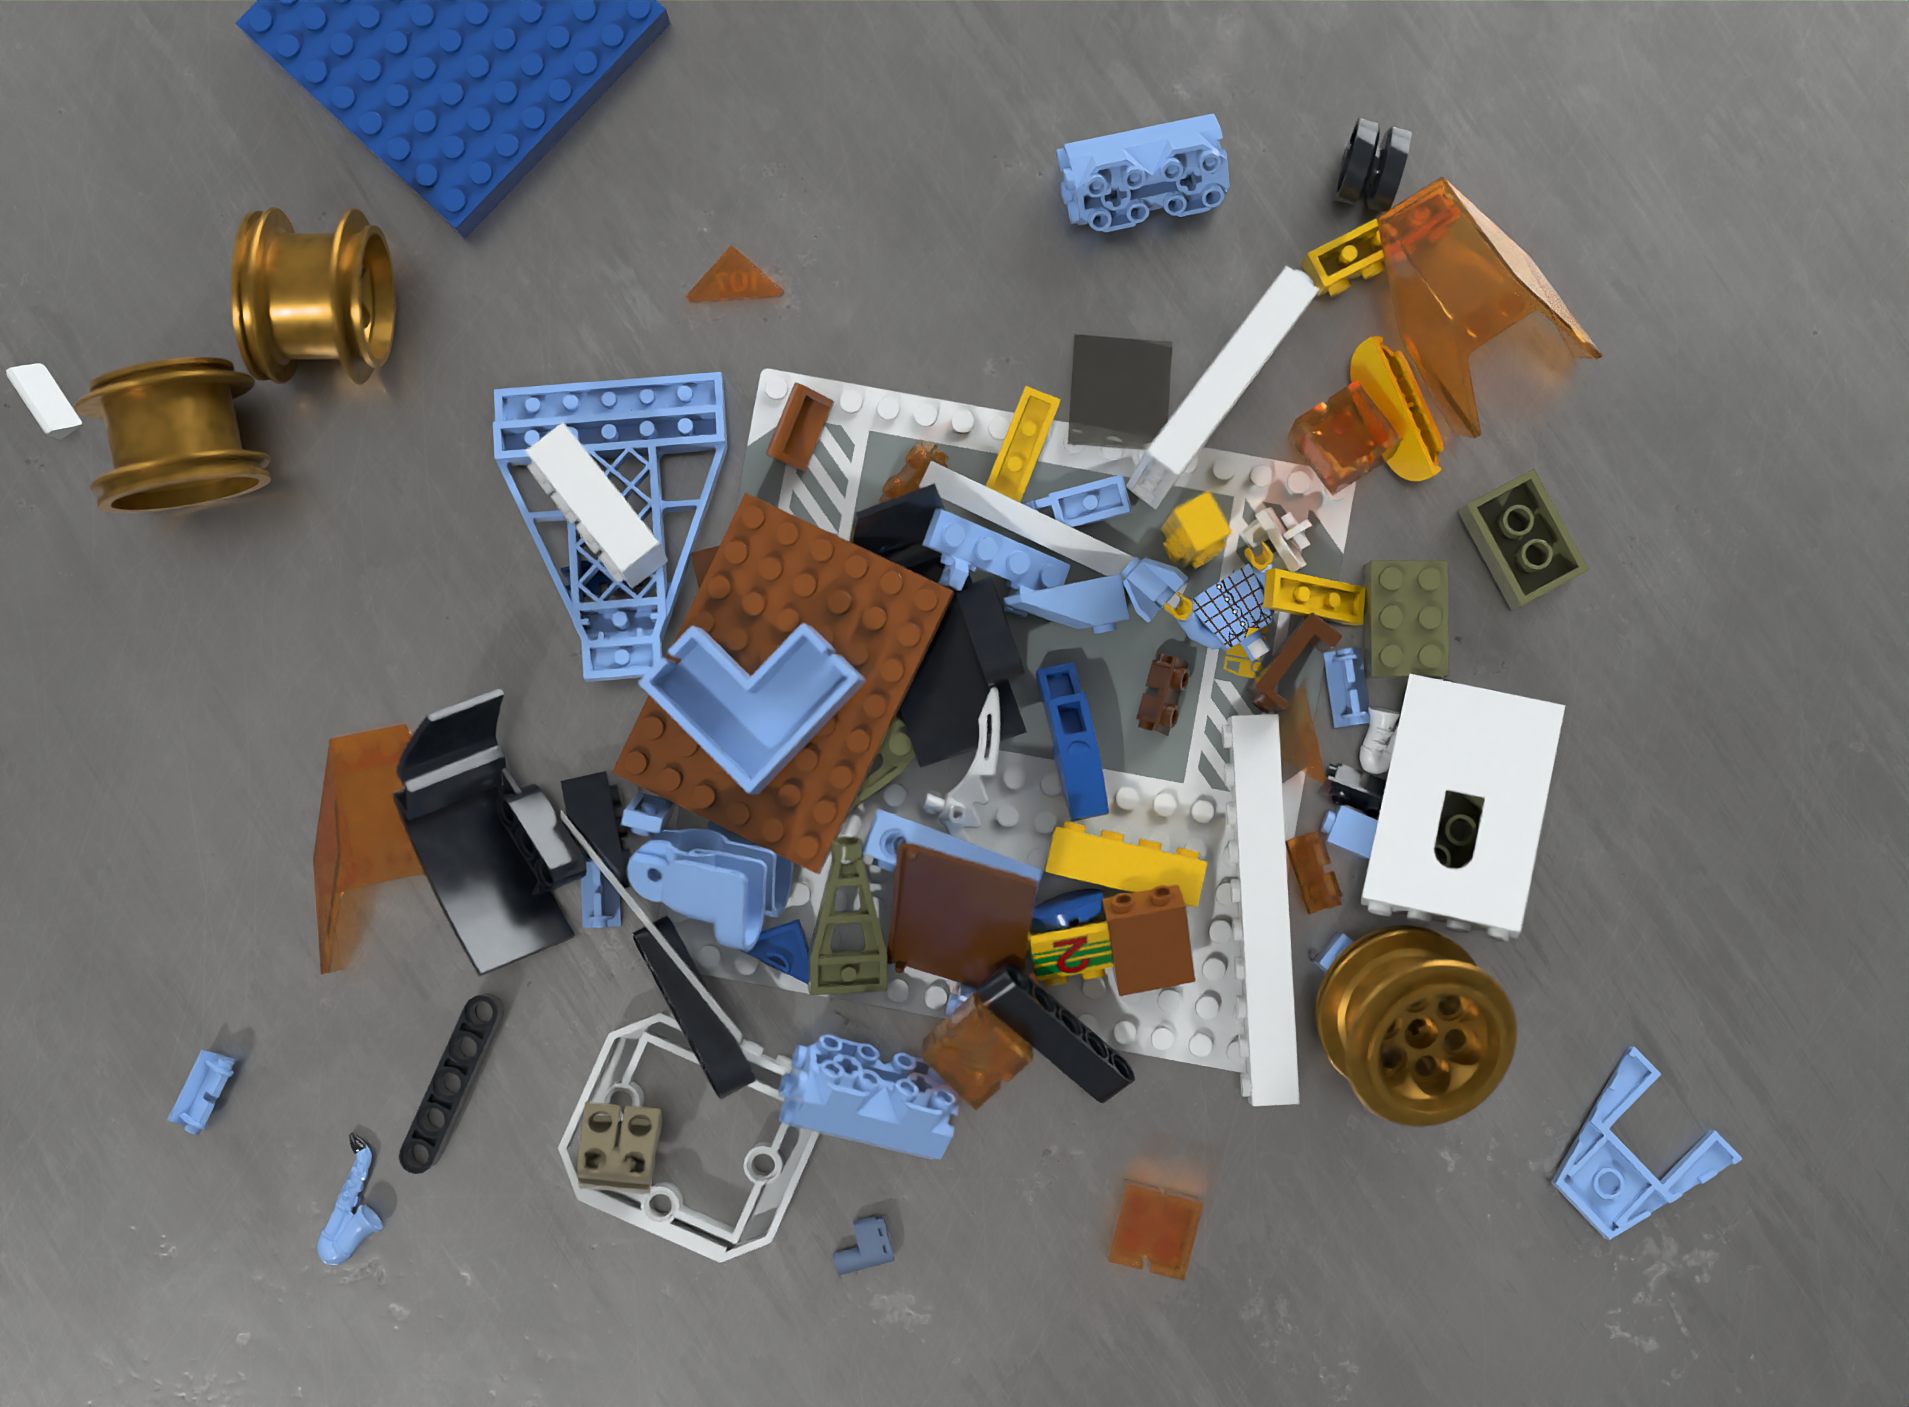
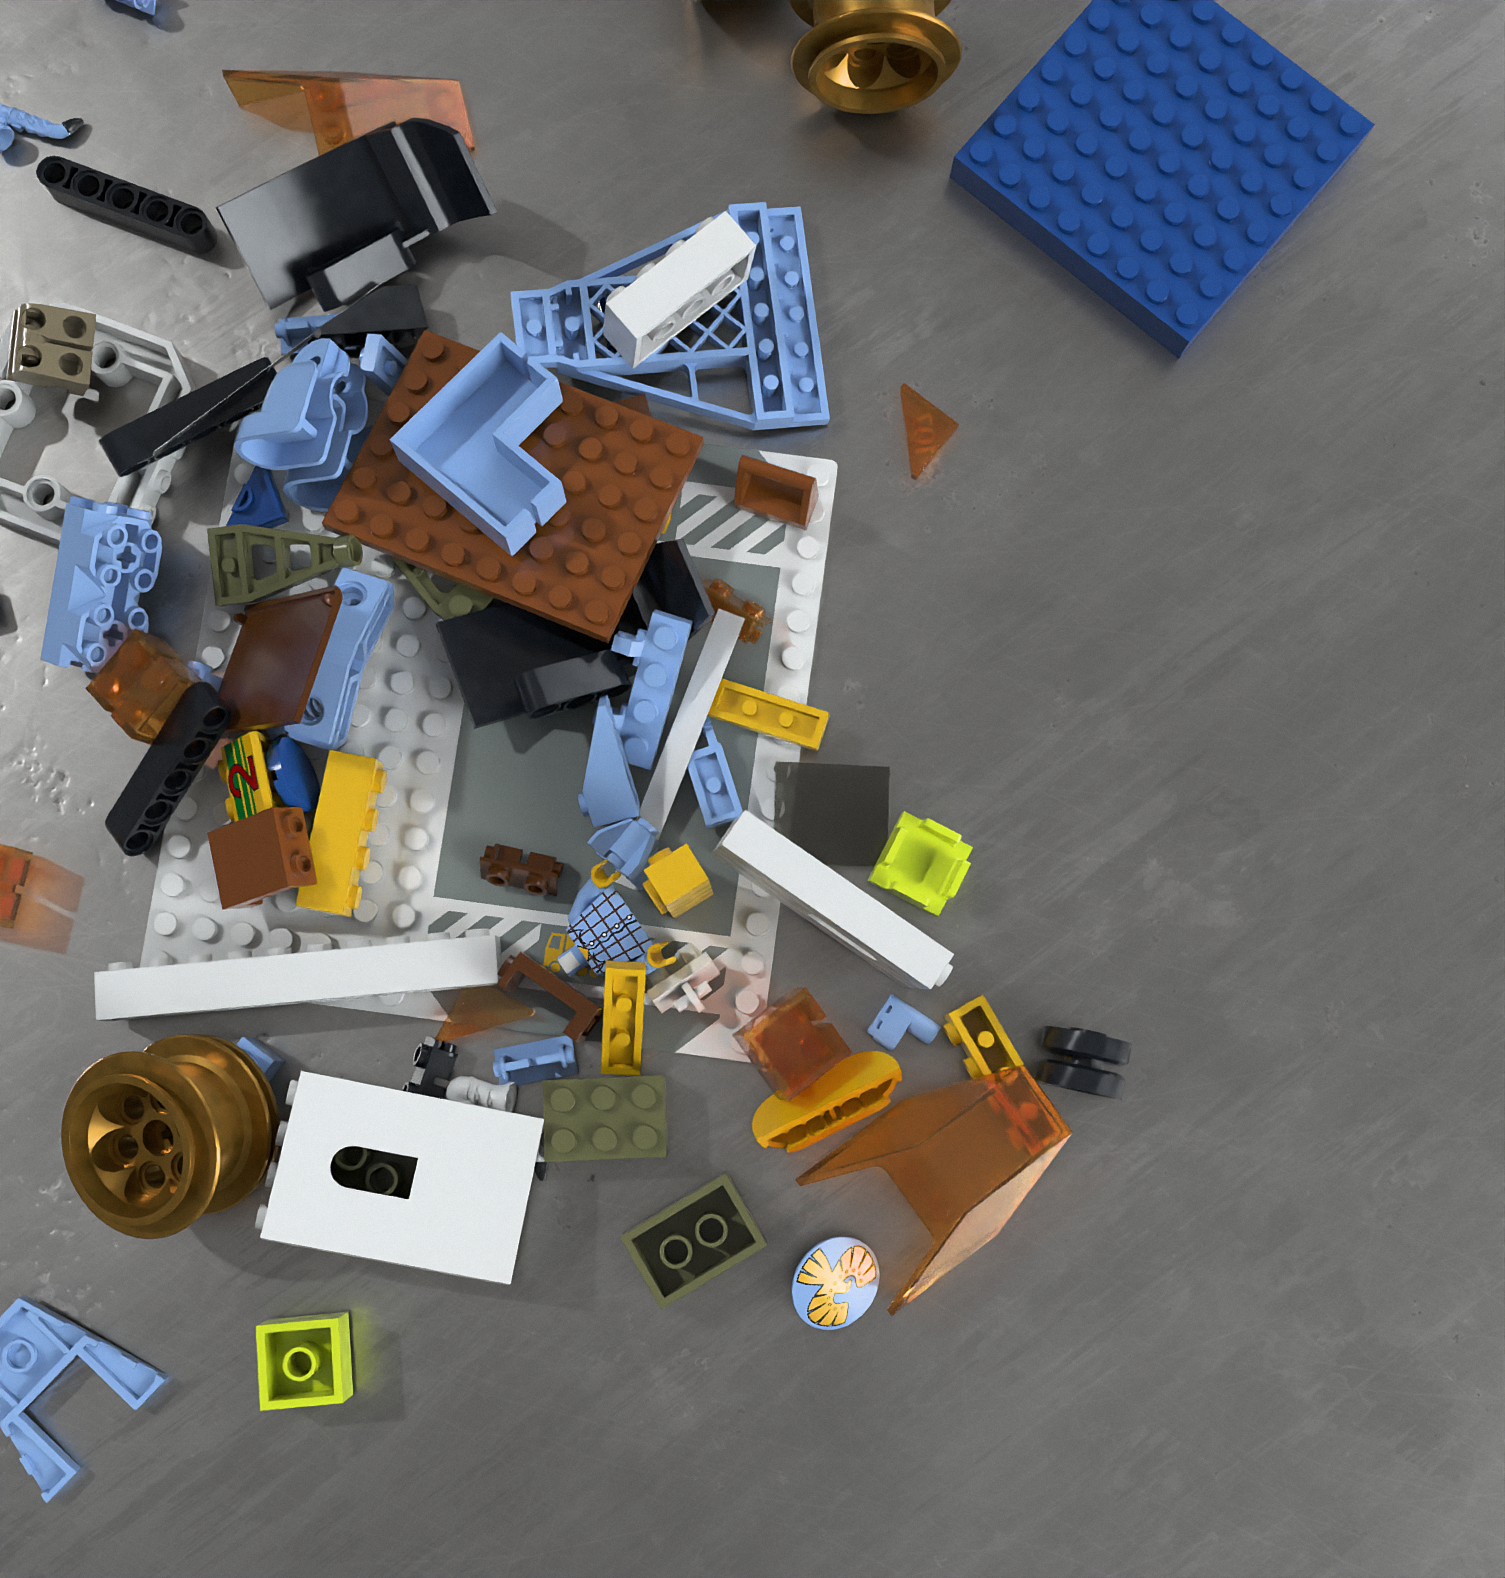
camera: 90 degrees right, 5 degrees down
(958, 807) = (399, 666): white piece -> none
(1073, 741) = (467, 777): blue slope -> none
(1127, 174) = (1060, 821): light blue brick -> none
(1173, 307) = (922, 863): none -> neon yellow panel
(1307, 857) = (340, 1029): clear orange hinge -> none
(1321, 342) = (895, 1019): none -> light blue piece
(1349, 831) = (385, 1064): light blue brick -> none
(1566, 410) = (835, 1283): none -> shield
(1622, 910) = (304, 1361): none -> neon yellow brick

